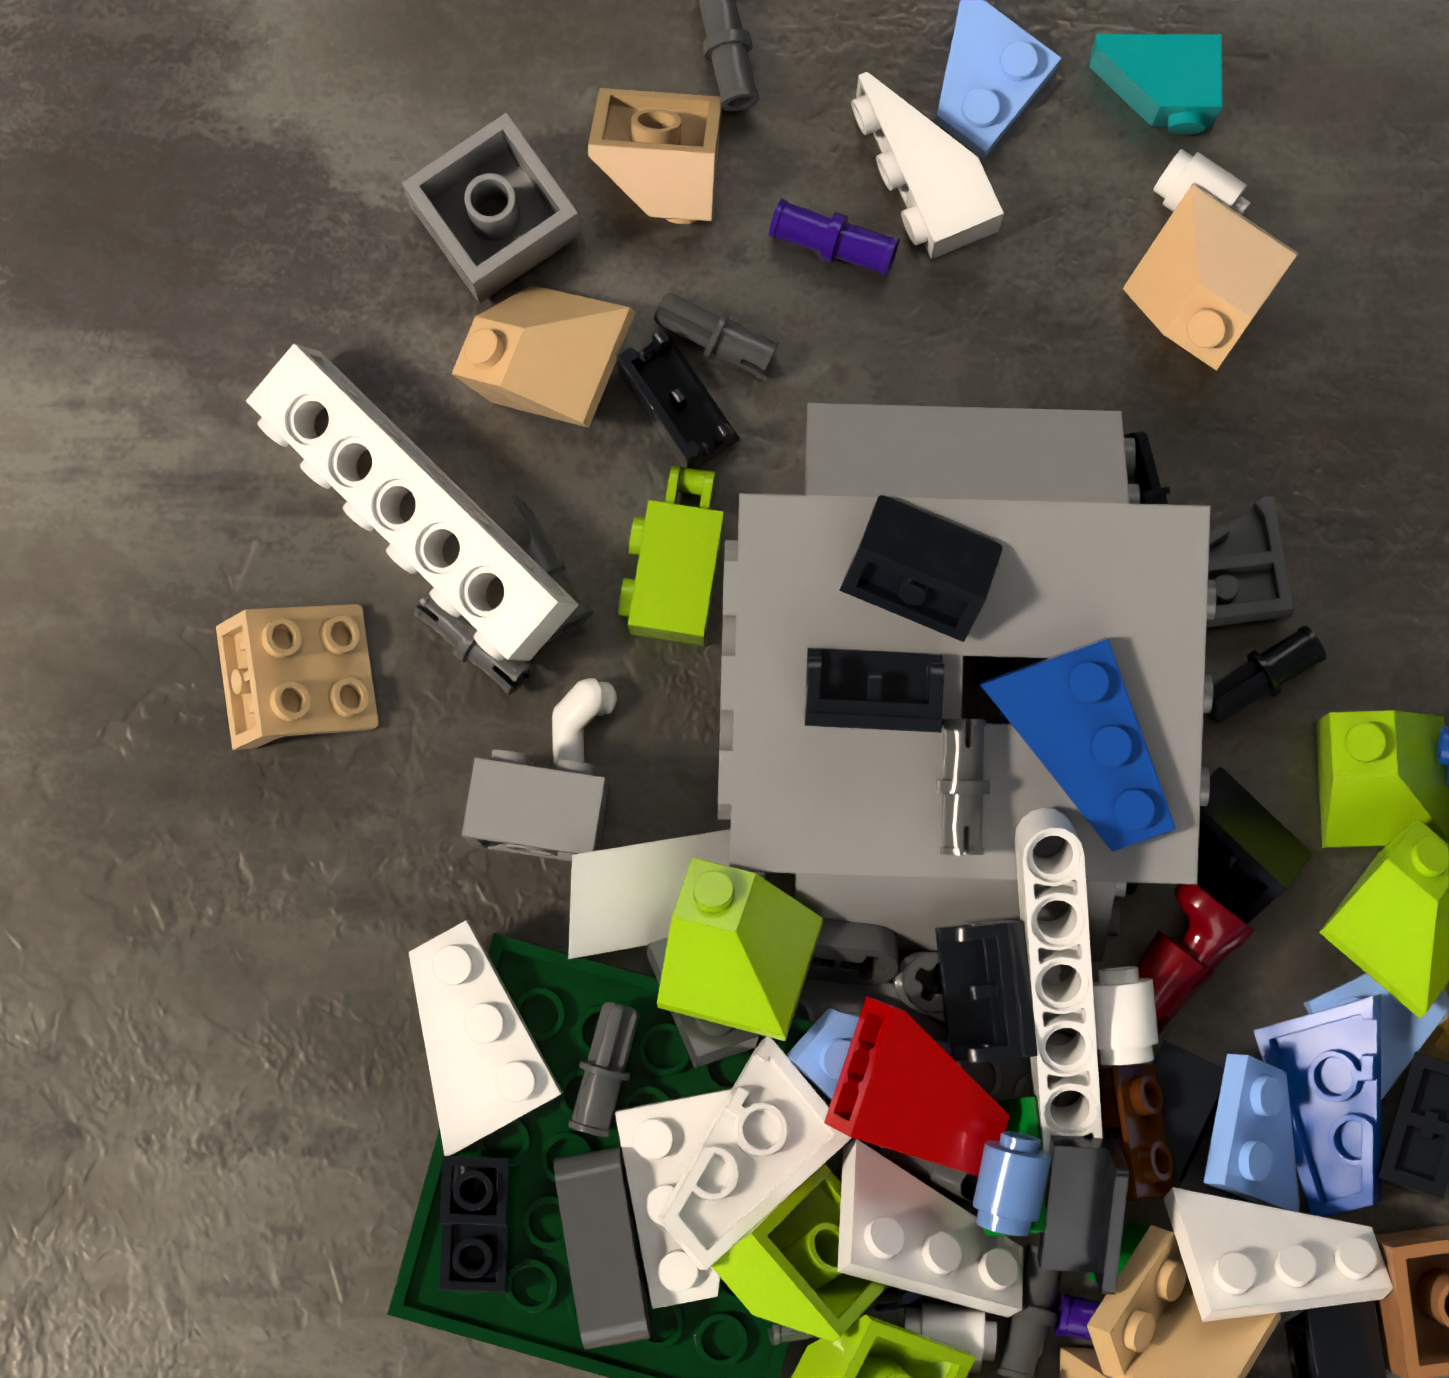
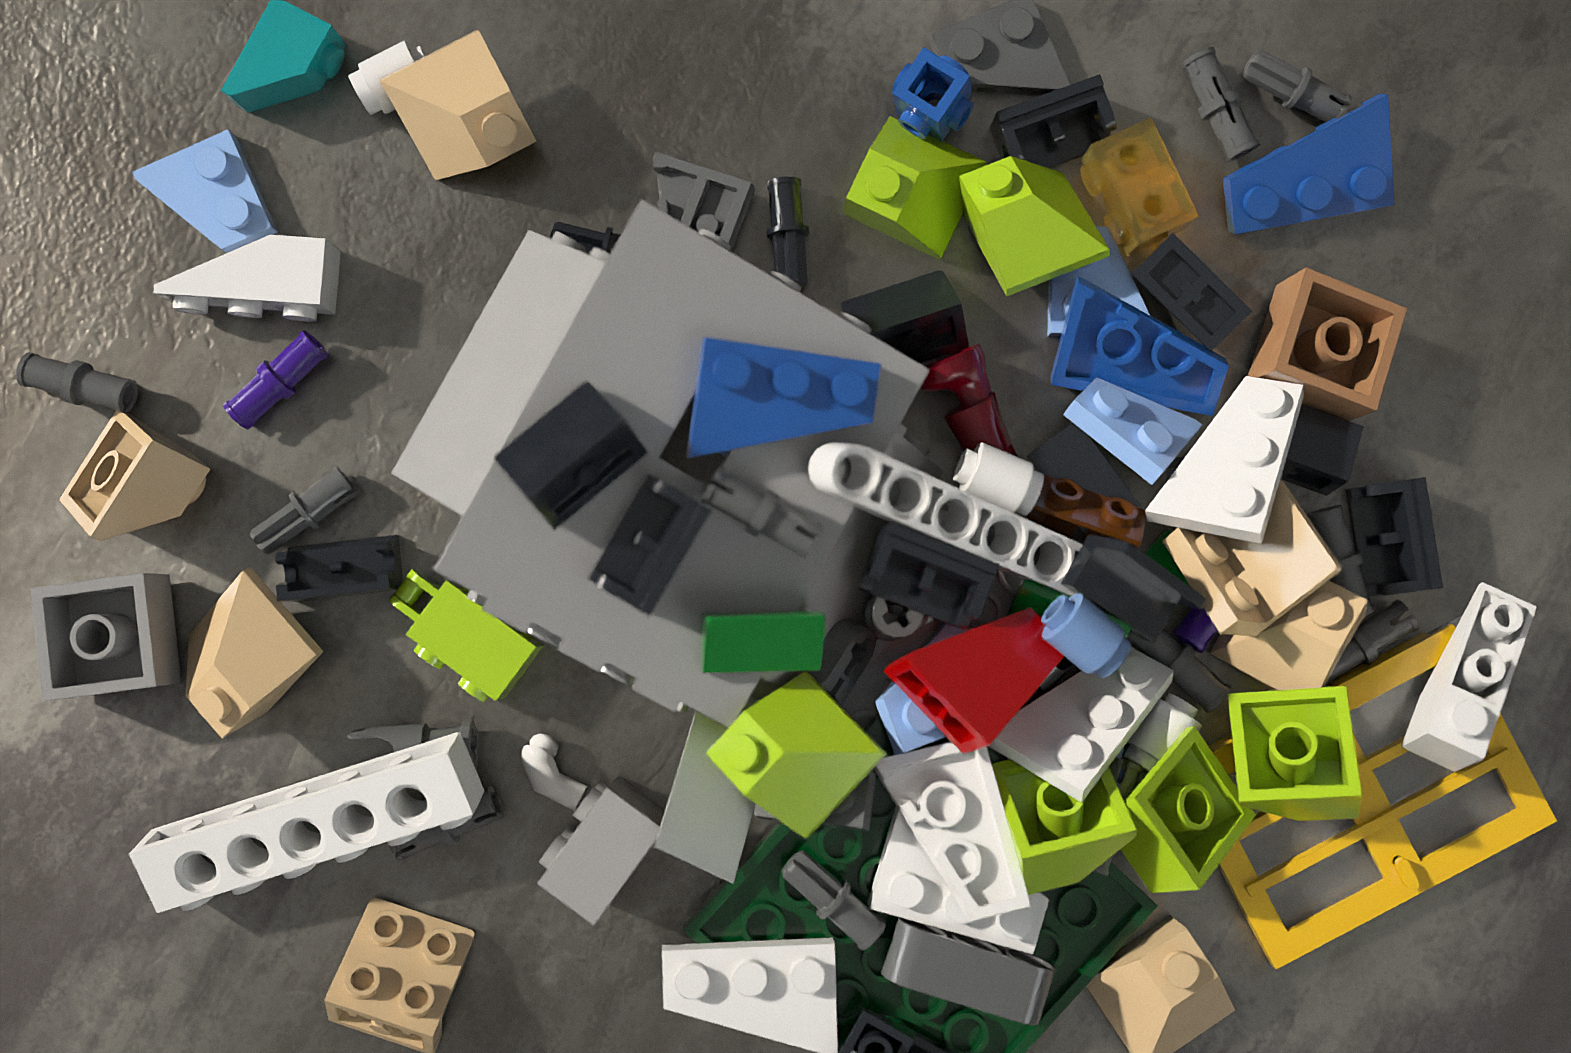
camera: 65 degrees left, 5 degrees up
(833, 855) = (762, 641): none -> green slope

